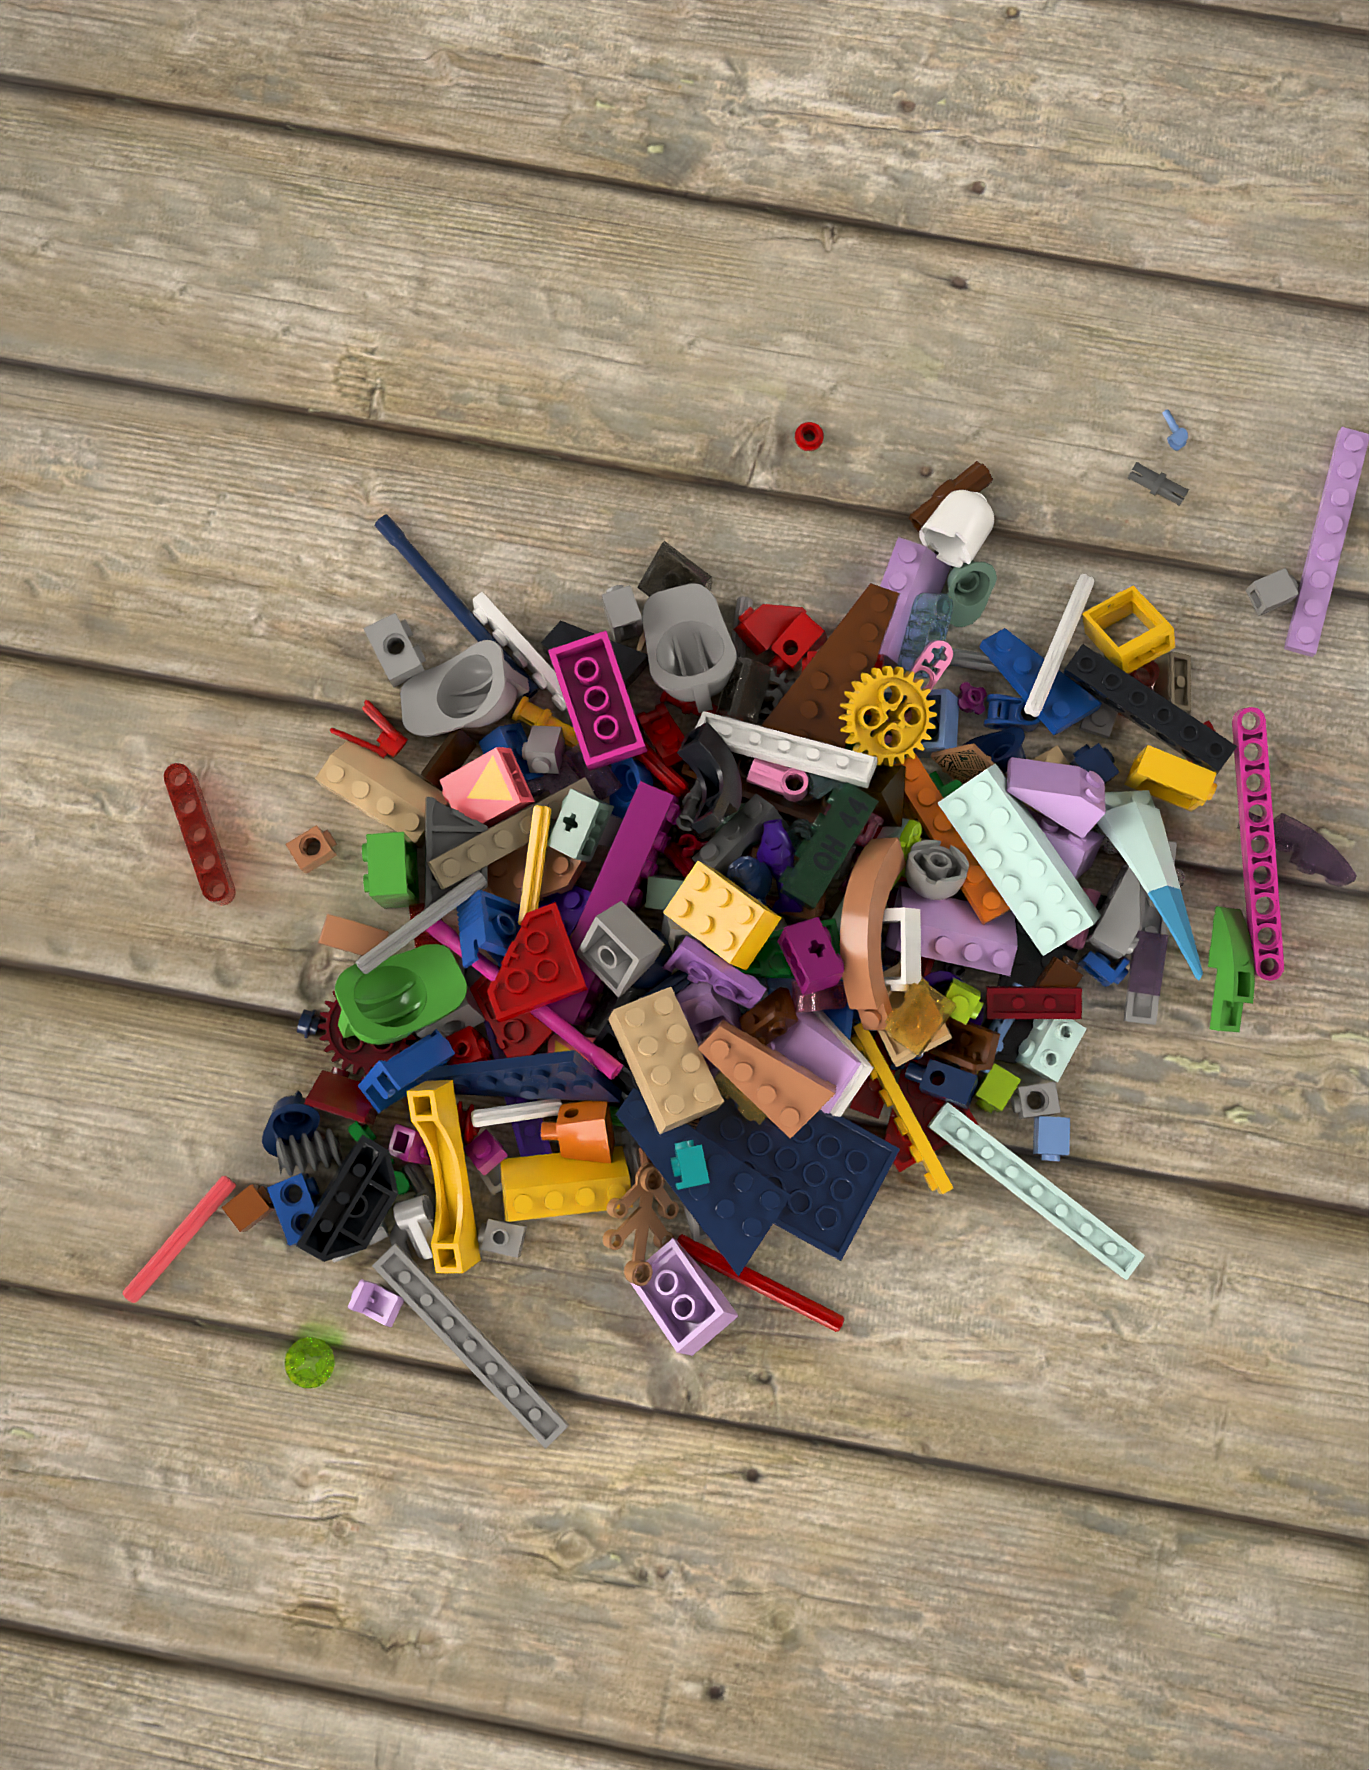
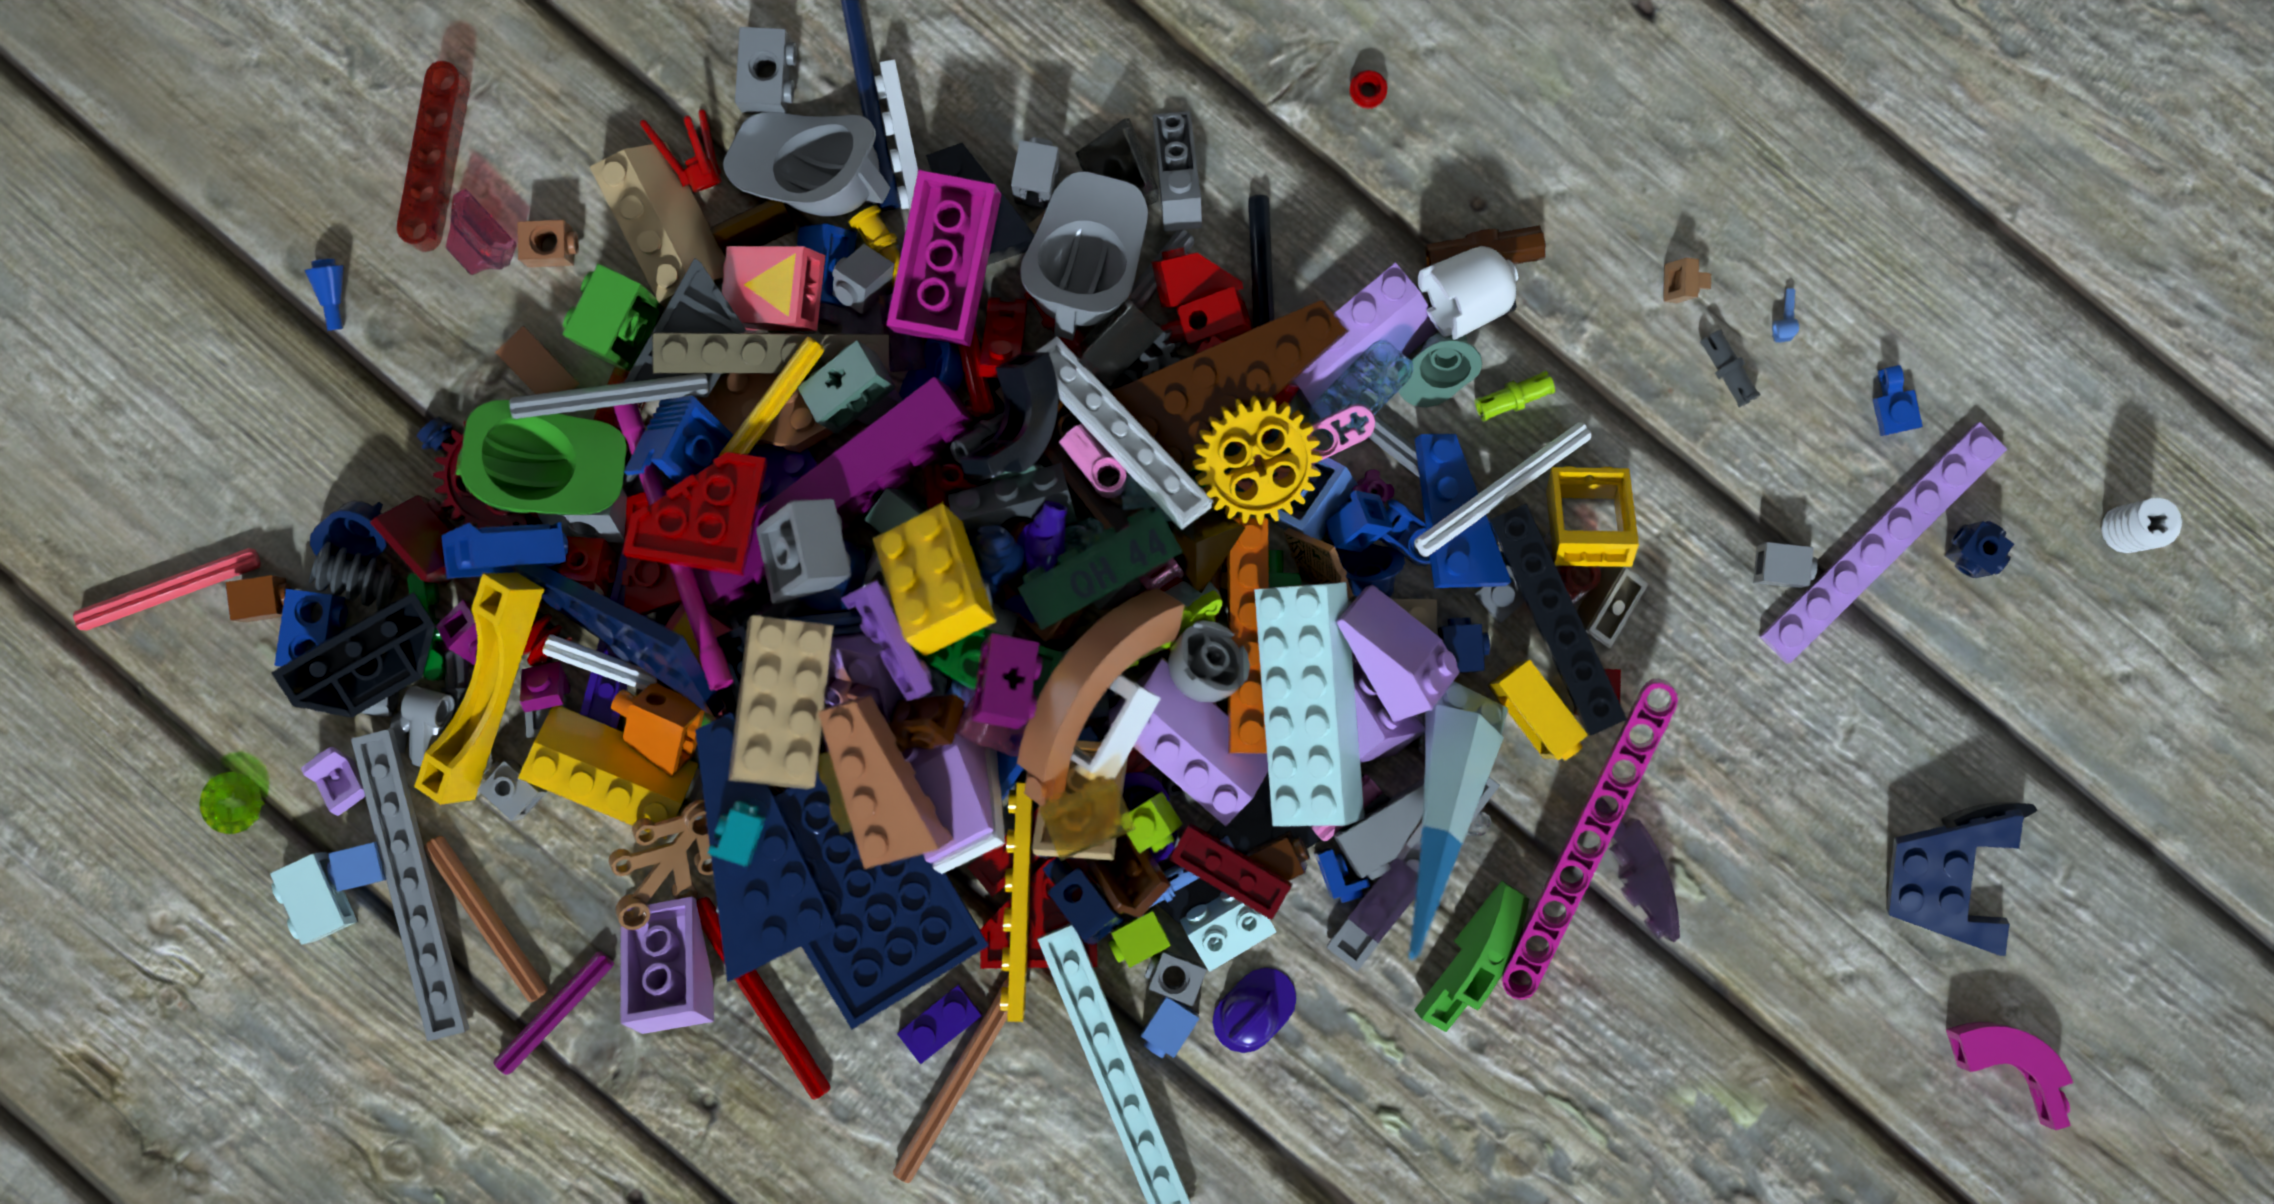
camera: 30 degrees right, 5 degrees up
(173, 962) = (327, 283): none -> blue cone
(260, 872) = (476, 236): none -> clear pink slope
(406, 1395) = (311, 899): none -> light aqua brick
(426, 1354) = (355, 867): none -> medium blue brick
(536, 1339) = (485, 918): none -> nougat axle
(621, 1378) = (553, 1013): none -> magenta axle
(712, 556) = (1177, 171): none -> light grey slope
(805, 588) = (1261, 260): none -> black axle
(893, 1228) = (939, 1024): none -> dark purple plate
(929, 1265) = (951, 1091): none -> nougat axle
(976, 721) = (1359, 522): none -> blue brick
(1027, 581) = (1514, 395): none -> lime pin
(1093, 443) = (1684, 280): none -> medium nougat tile
(1101, 1094) = (1254, 1010): none -> dark purple piece
(1282, 449) = (1896, 409): none -> blue plate

